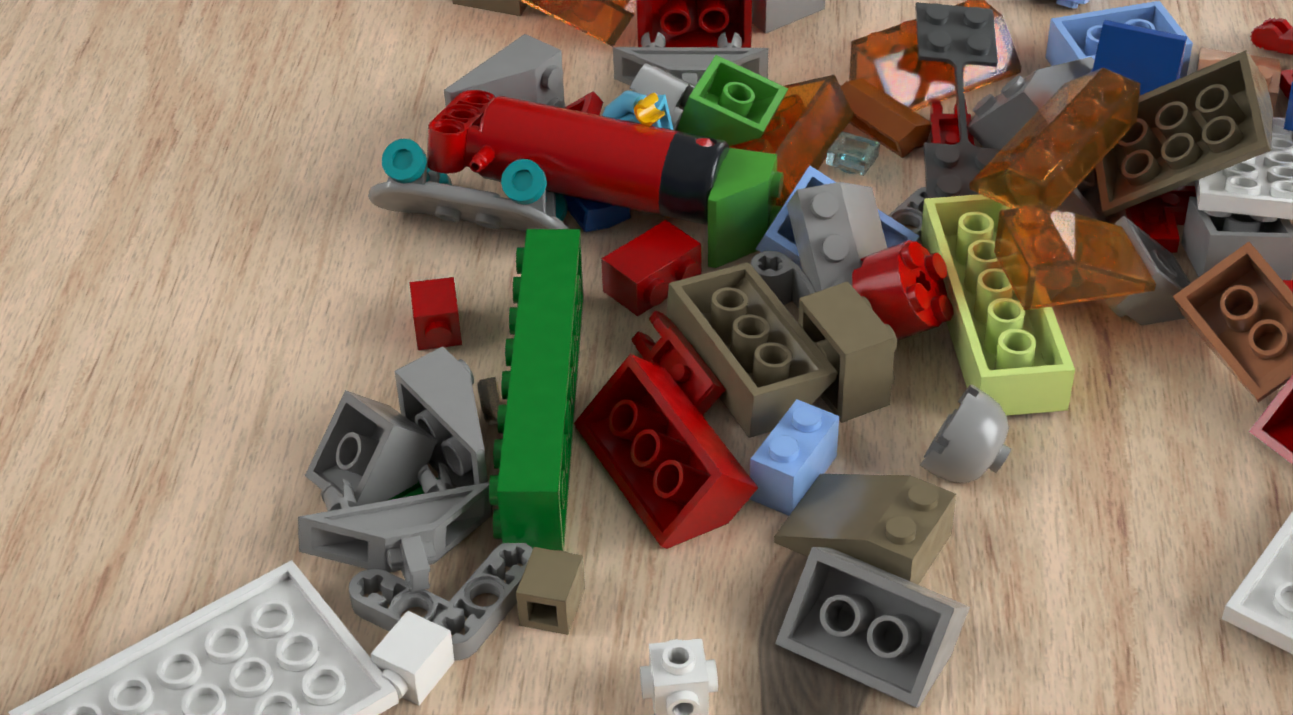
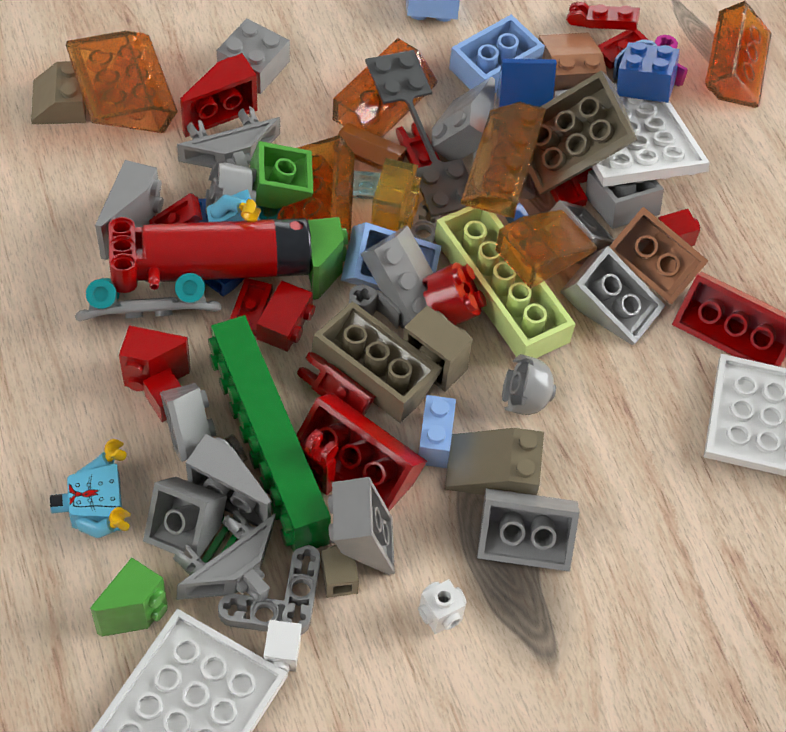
camera: 30 degrees left, 15 degrees up
(227, 526) = (130, 601): none -> bright green slope
(273, 399) = (95, 495): none -> medium azure torso
(435, 246) = (151, 352): none -> red slope
(436, 319) = (187, 418): none -> light grey slope
(589, 432) = (321, 460): none -> red hinge
(606, 240) = (252, 301): none -> red plate
(607, 526) = (362, 524): none -> light grey slope
(884, 156) = (396, 195): none -> clear yellow brick
(1164, 365) = (613, 296): none -> light grey slope

